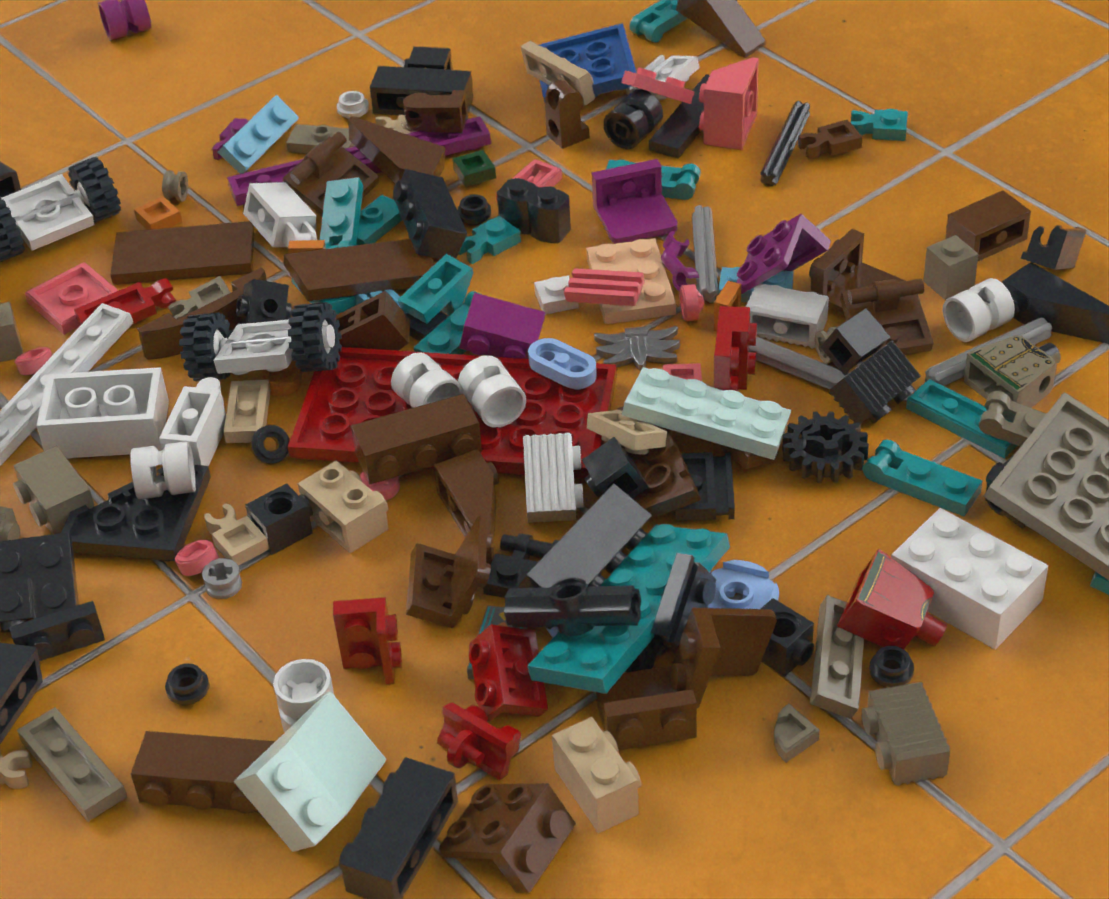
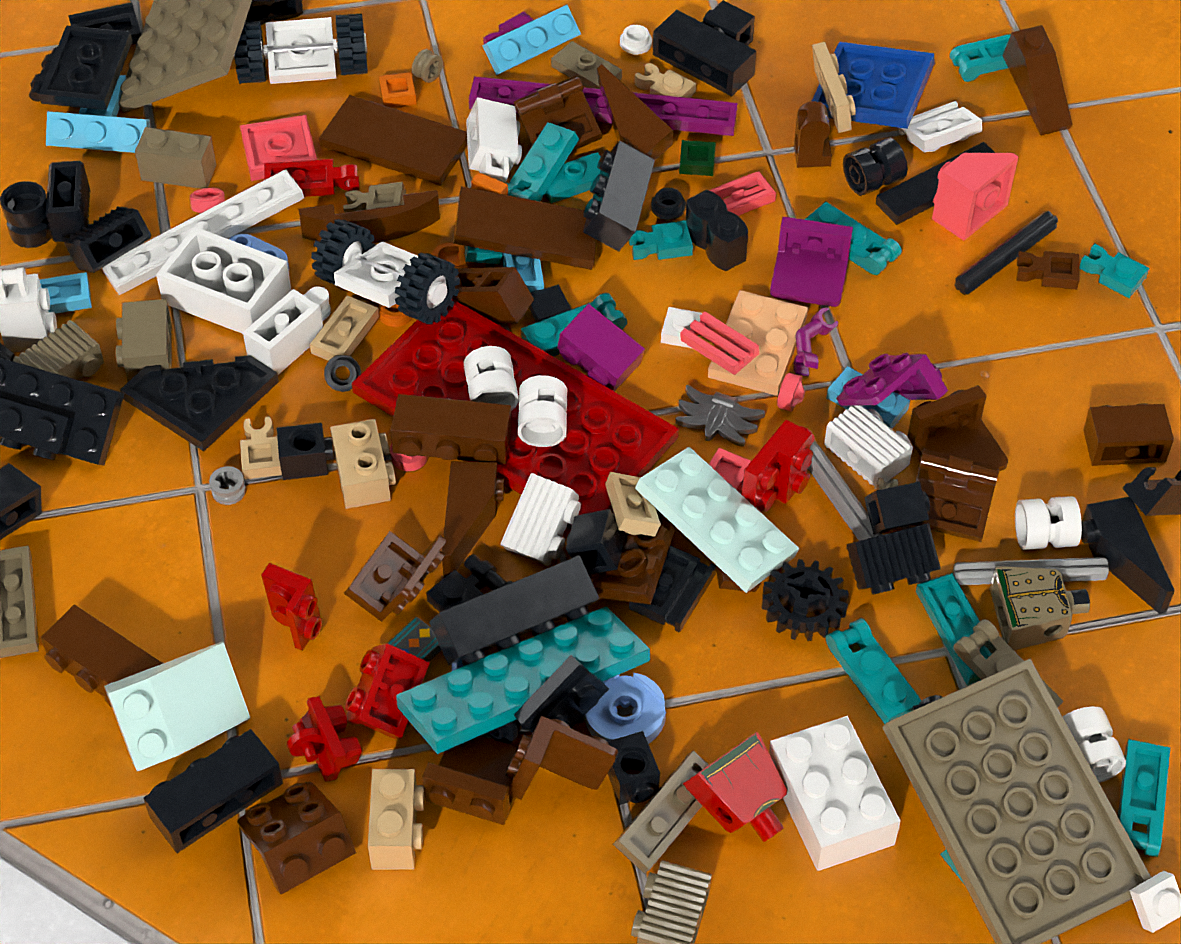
camera: 25 degrees right, 10 degrees up
(60, 631) = (71, 477): black plate -> none
(177, 470) = (225, 363): white wheel -> none
(186, 684) = (140, 564): black plate -> none
(195, 557) = (217, 455): coral tile -> none
(263, 302) = (415, 220): black brick -> none
(299, 688) = (212, 623): white wheel -> none
(436, 112) = (694, 86): reddish brown leg -> none
(438, 290) = (576, 278): teal slope -> none
(562, 363) = (628, 411): light blue plate -> none
(573, 606) = (456, 662): black piece -> none
(646, 80) = (905, 134): coral plate -> none
(705, 253) = (843, 343): light grey axle -> none
(729, 296) = (821, 411): orange tile -> none
(793, 733) = (585, 862): dark tan tile -> none
(891, 666) = (712, 834): black plate -> none
(950, 267) = (1056, 464): dark tan brick -> none

